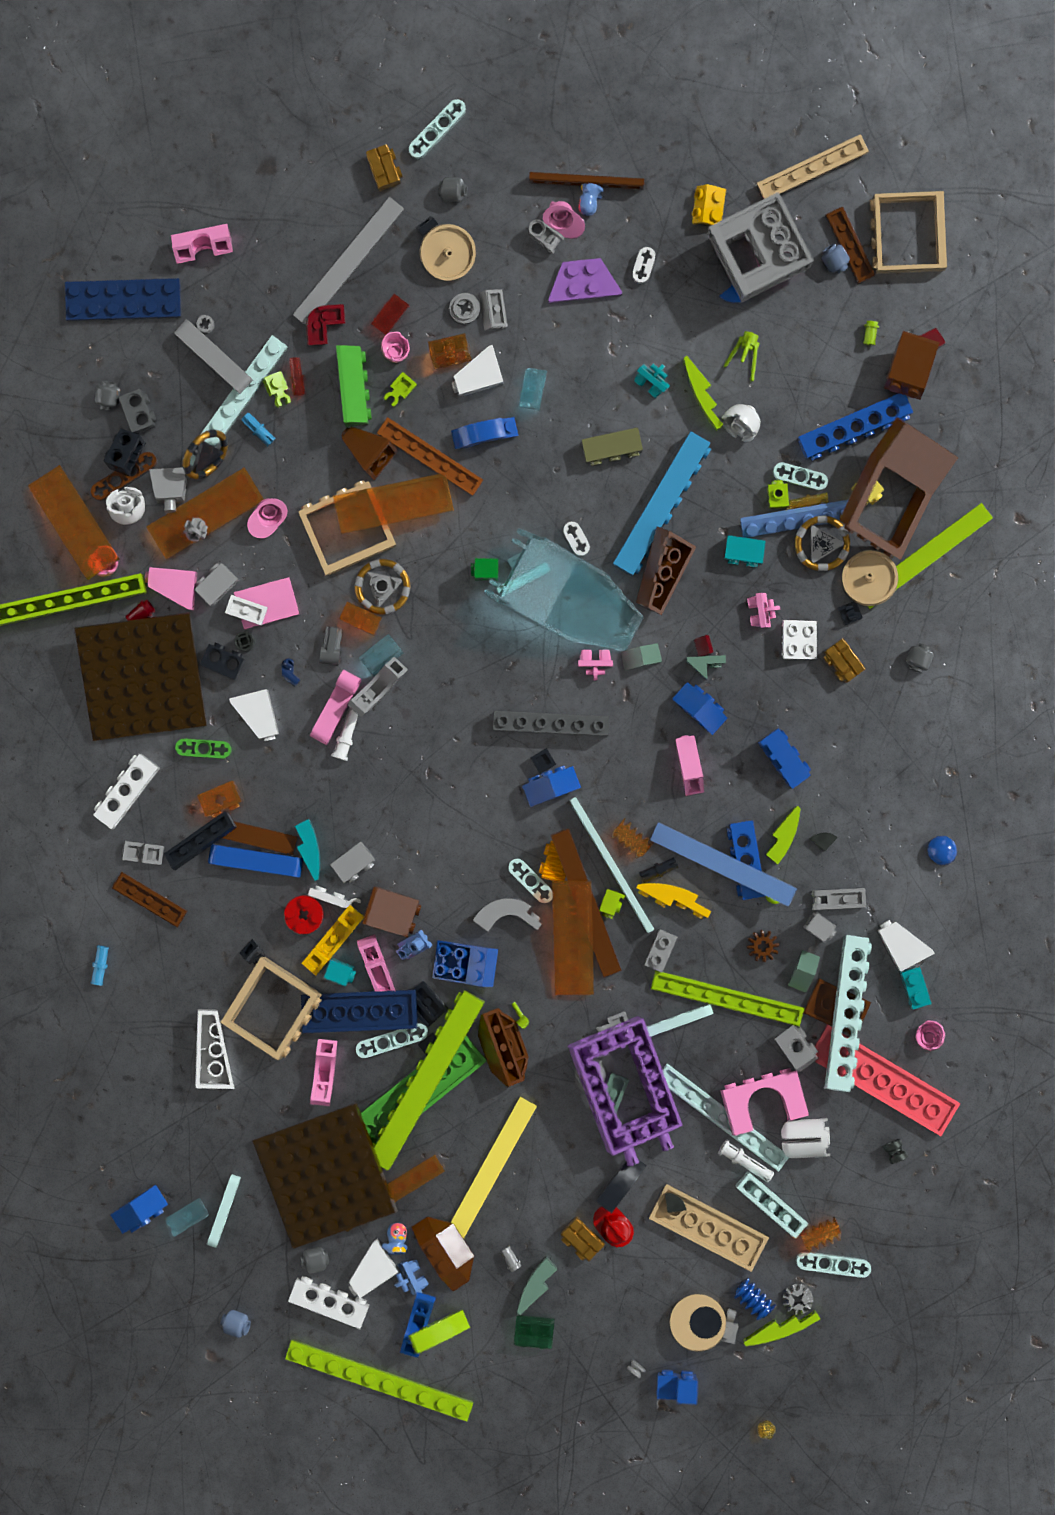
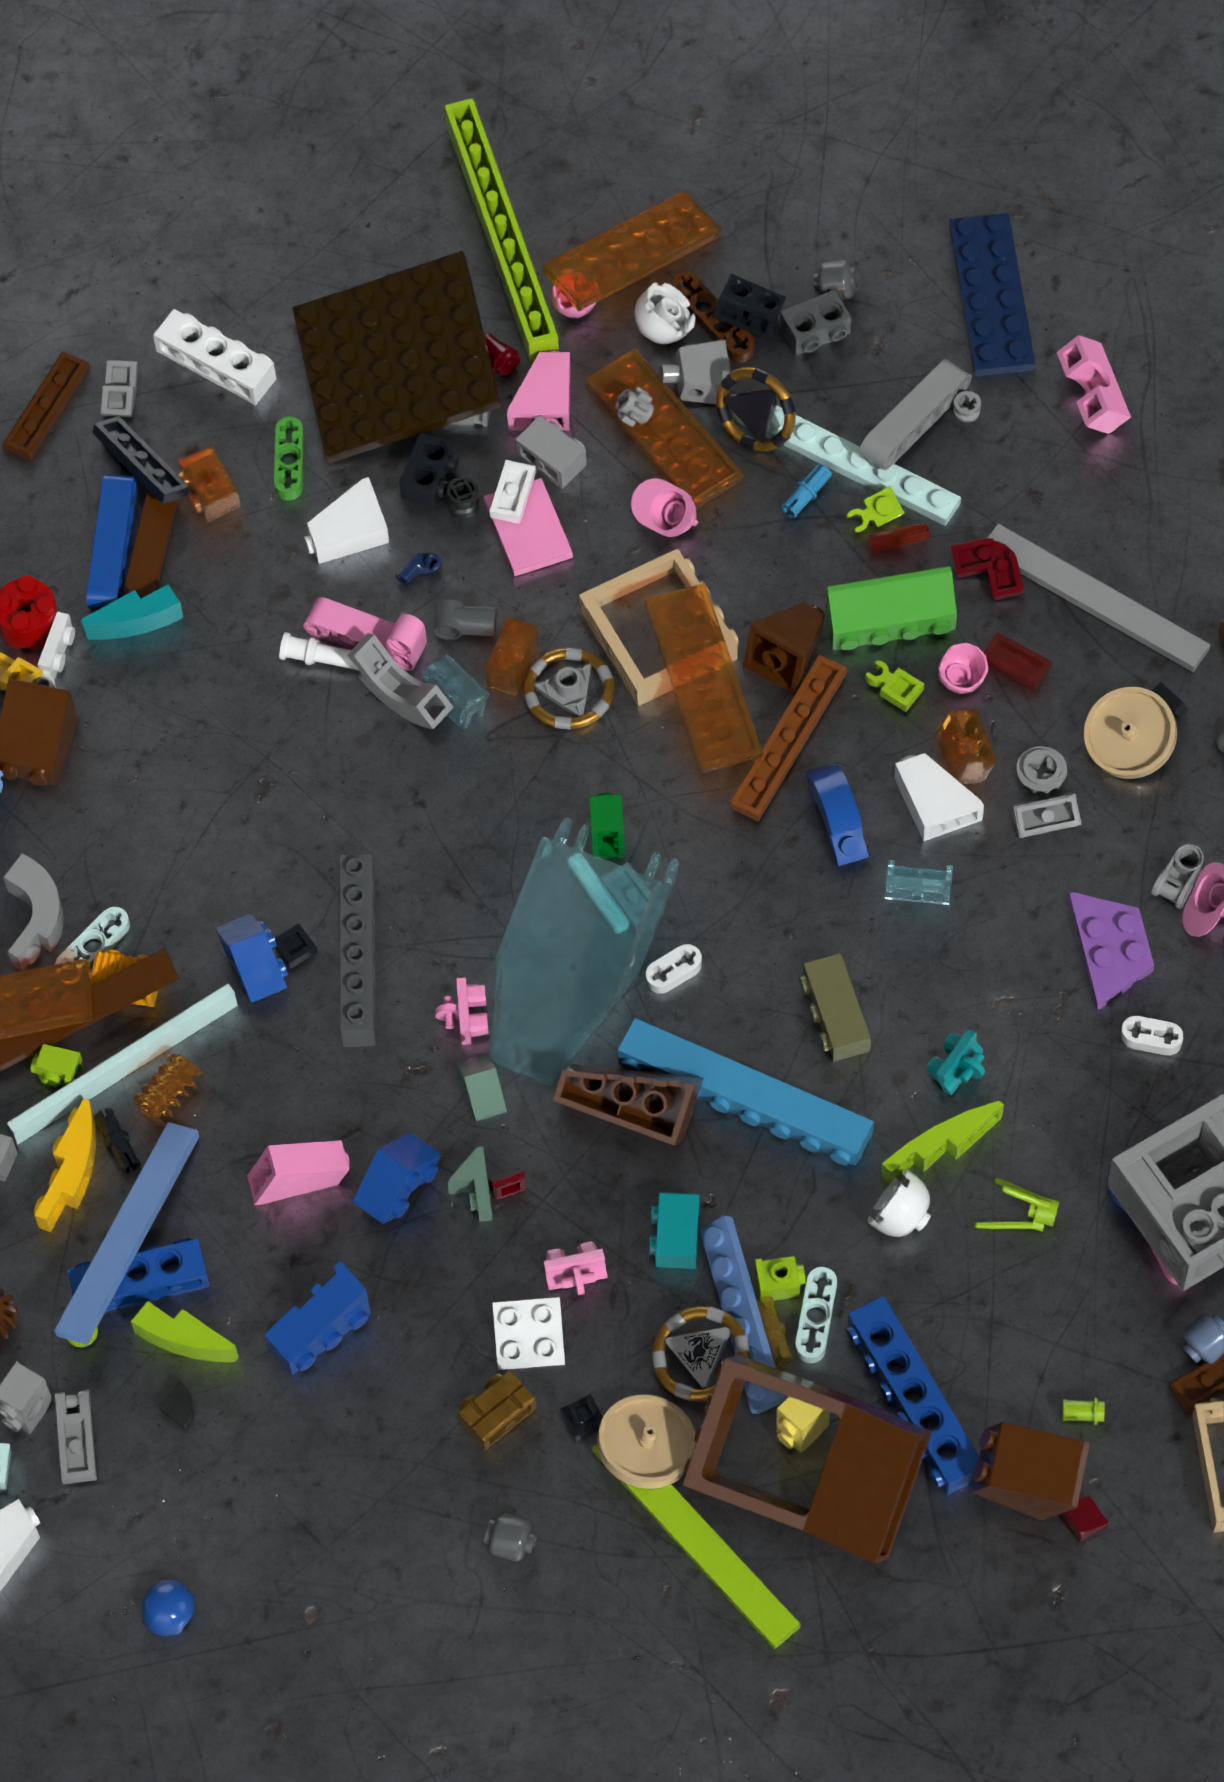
camera: 85 degrees right, 25 degrees down
(353, 862) = (114, 678): light grey brick -> none

